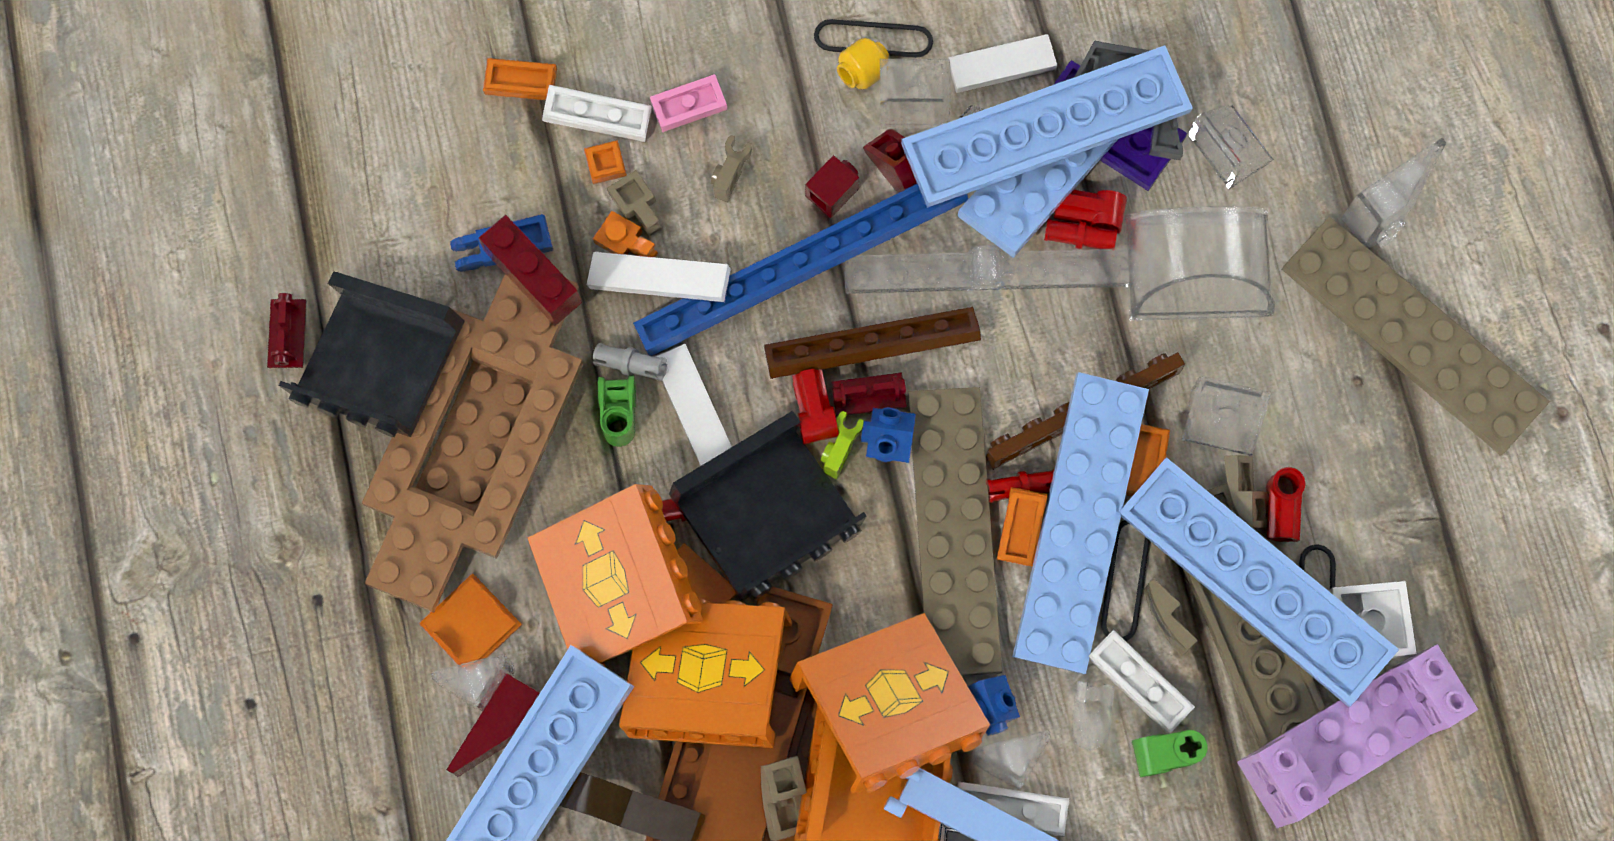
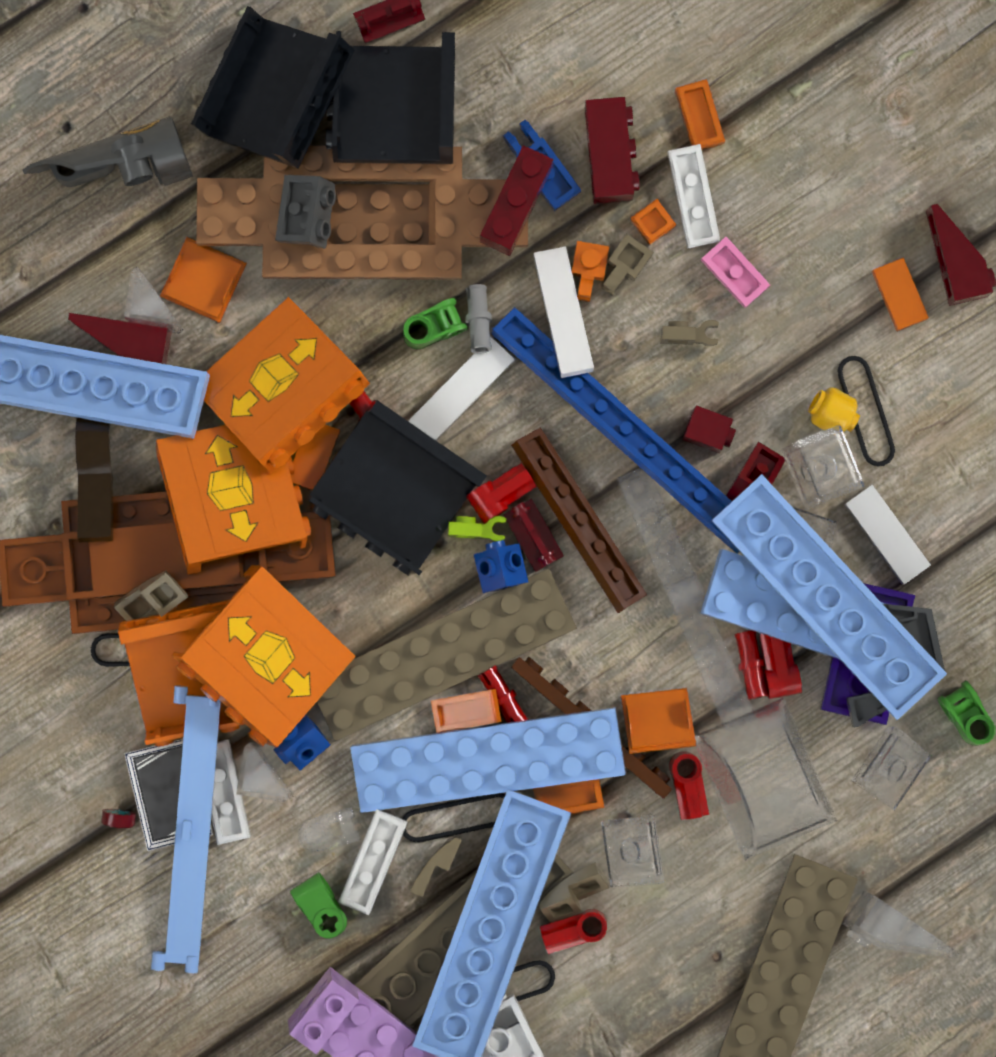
camera: 65 degrees right, 10 degrees up
(309, 470) = (272, 88): none -> black panel
(318, 617) = (128, 150): none -> dark grey panel
(447, 482) = (305, 210): none -> dark grey bracket
(517, 172) = (611, 150): none -> dark red brick
(1103, 342) = (658, 720): none -> orange piece
(1186, 339) = (689, 788): none -> red piece
(1200, 56) = (966, 713): none -> bright green piece

